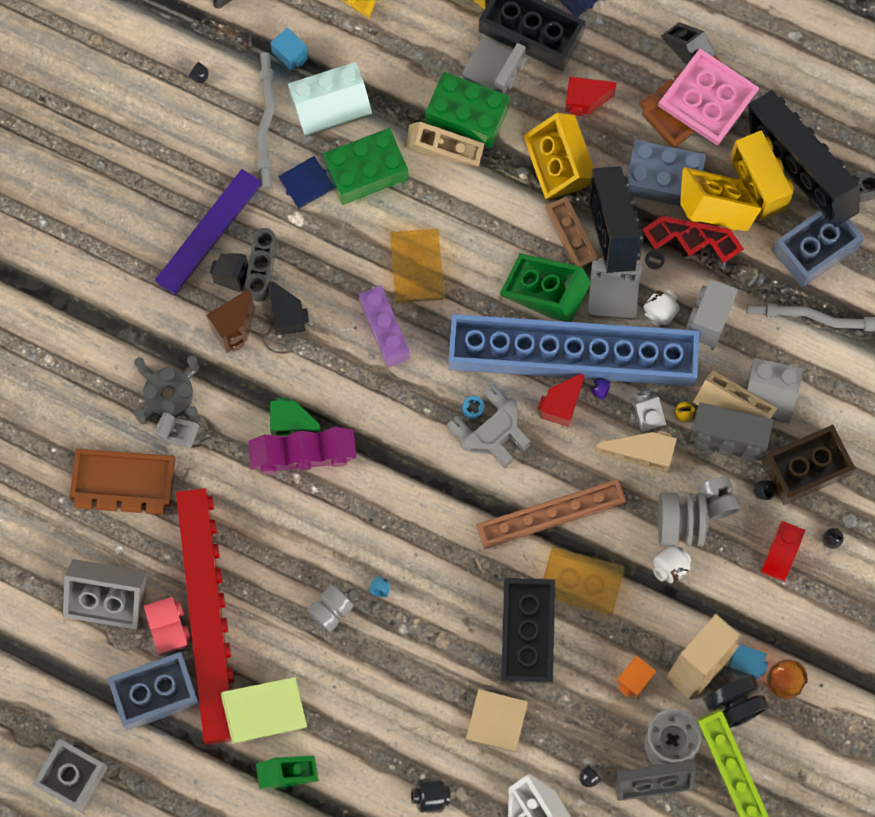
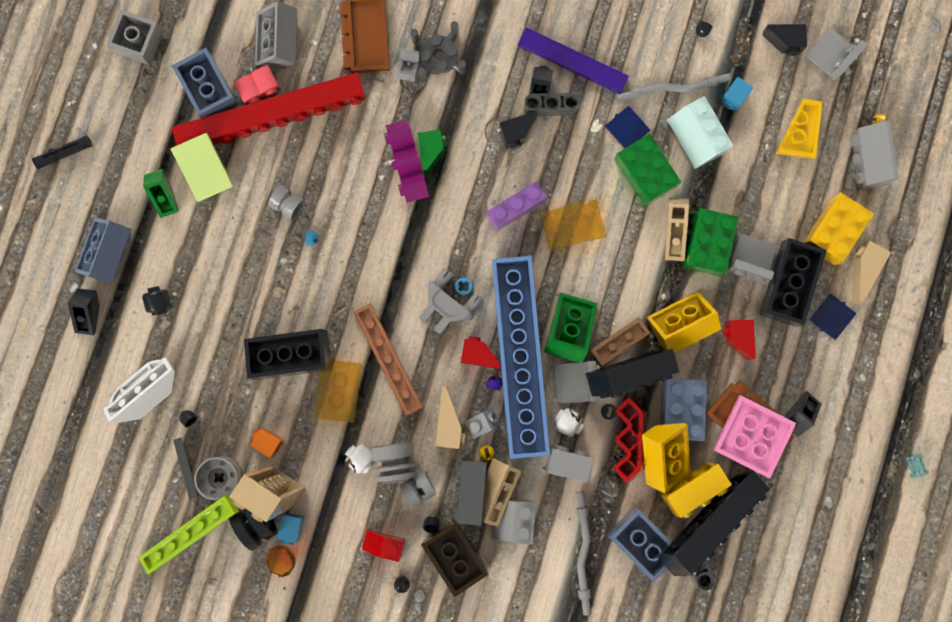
camera: 80 degrees right, 10 degrees up
(233, 321) = (499, 90): reddish brown slope -> none
(497, 720) = (221, 342): tan tile -> none

